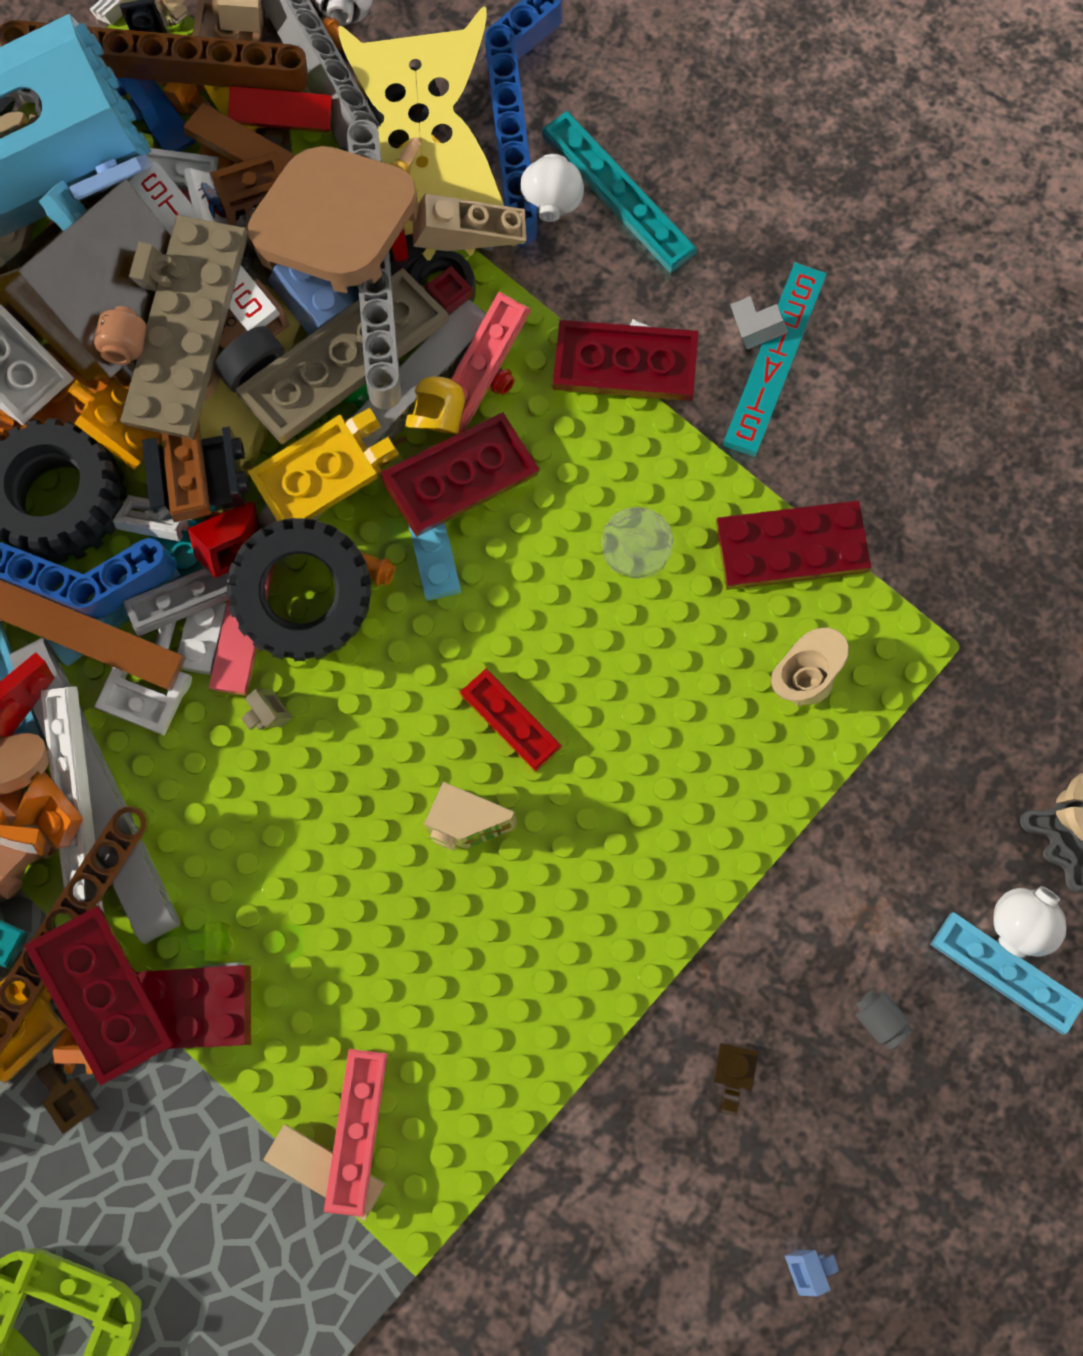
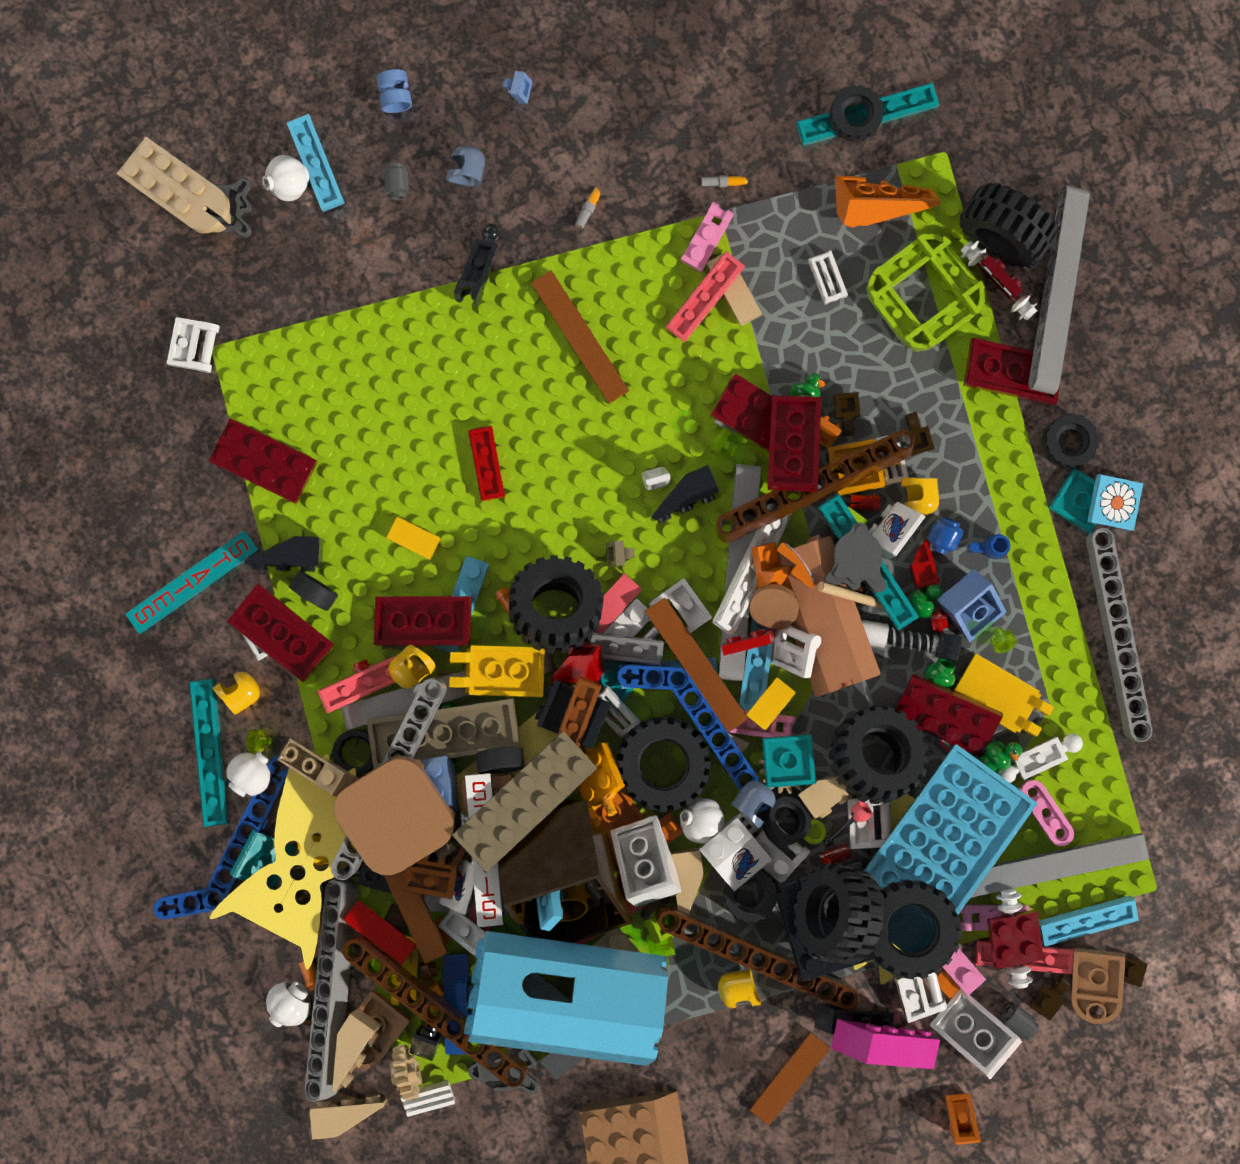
camera: 155 degrees left, 10 degrees up
(109, 174) = (510, 920): light blue plate -> none
(120, 335) = (565, 813): nougat head -> none
(133, 1087) = (809, 388): none -> green animal
(148, 267) = (523, 844): dark tan tile -> none
(213, 1265) = (834, 296): none -> white tile
(220, 849) = (691, 489): none -> black slope
(272, 836) = (656, 478): none -> white slope
(406, 1222) = (706, 238): none -> bright pink plate
(408, 155) = (335, 837): light nougat piece -> none
(437, 1326) = (723, 181): none -> light grey piece
(449, 290) = (355, 738): dark red tile -> none
(466, 819) = (546, 417): tan slope -> none
(480, 105) = (256, 854): none -> teal tile
(495, 964) = (580, 337): none -> dark orange tile
(541, 570) = (413, 538): none -> yellow tile
(570, 232) = (257, 741): none -> clear neon green tile
(601, 1157) = (588, 208): none -> light grey piece
(618, 424) = (313, 590): none -> black tyre
(625, 275) = (239, 695): none -> yellow helmet
(637, 542) = (349, 519): clear tile -> none
(670, 461) = (294, 552): none -> black slope
(693, 973) = (478, 266): none -> black plate
(736, 1071) = (491, 205): dark brown plate -> none
(757, 326) = (192, 608): light grey piece -> none
(798, 1106) = (470, 166): none -> sand blue helmet
(810, 667) = (303, 382): tan piece -> none
(982, 1152) = (393, 89): none -> medium blue wheel
(995, 626) = (185, 343): none -> white plate

